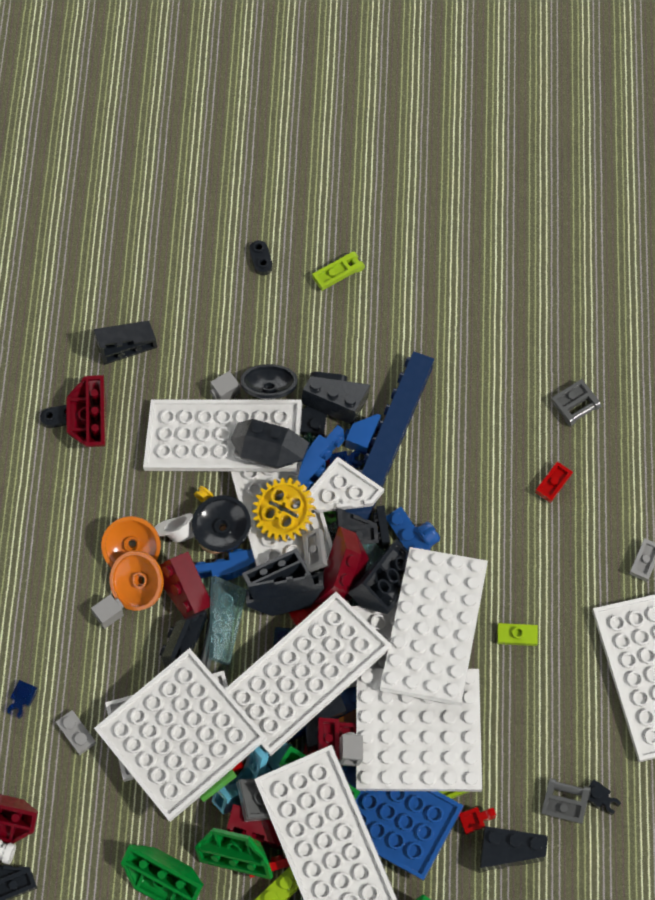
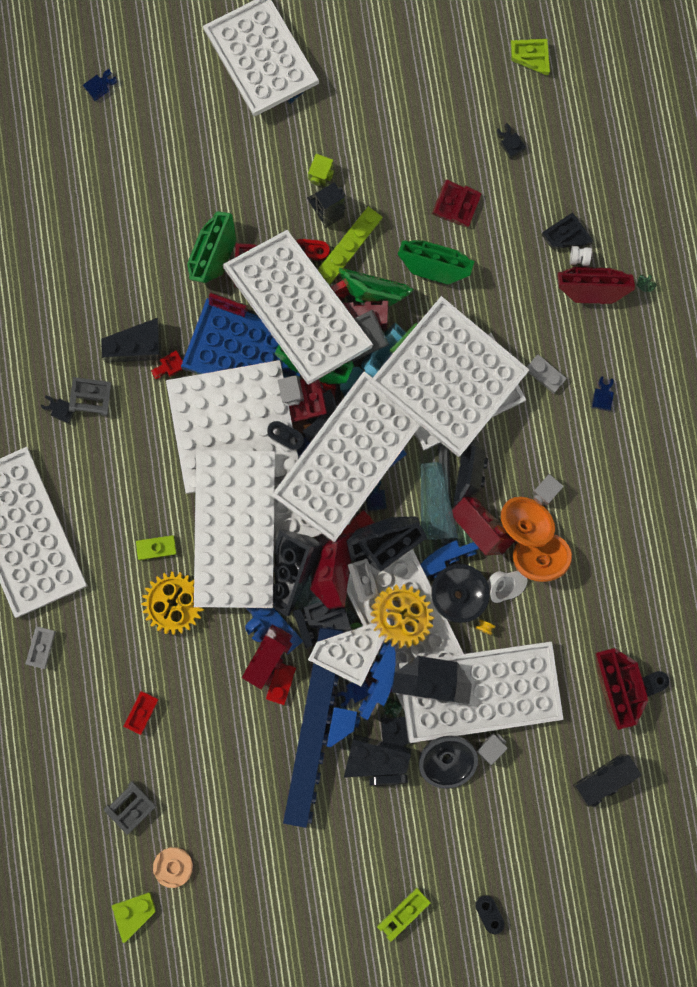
camera: 170 degrees right, 15 degrees up
(366, 702) = (287, 433): none -> black plate
(400, 867) = (228, 304): none -> dark red slope
(413, 484) = (281, 684): none -> red plate
(422, 503) = (267, 657): none -> dark red wedge
(522, 585) = (157, 594): none -> yellow gear
(542, 347) = (173, 867): none -> light nougat tile
(584, 317) = (133, 914): none -> lime wing

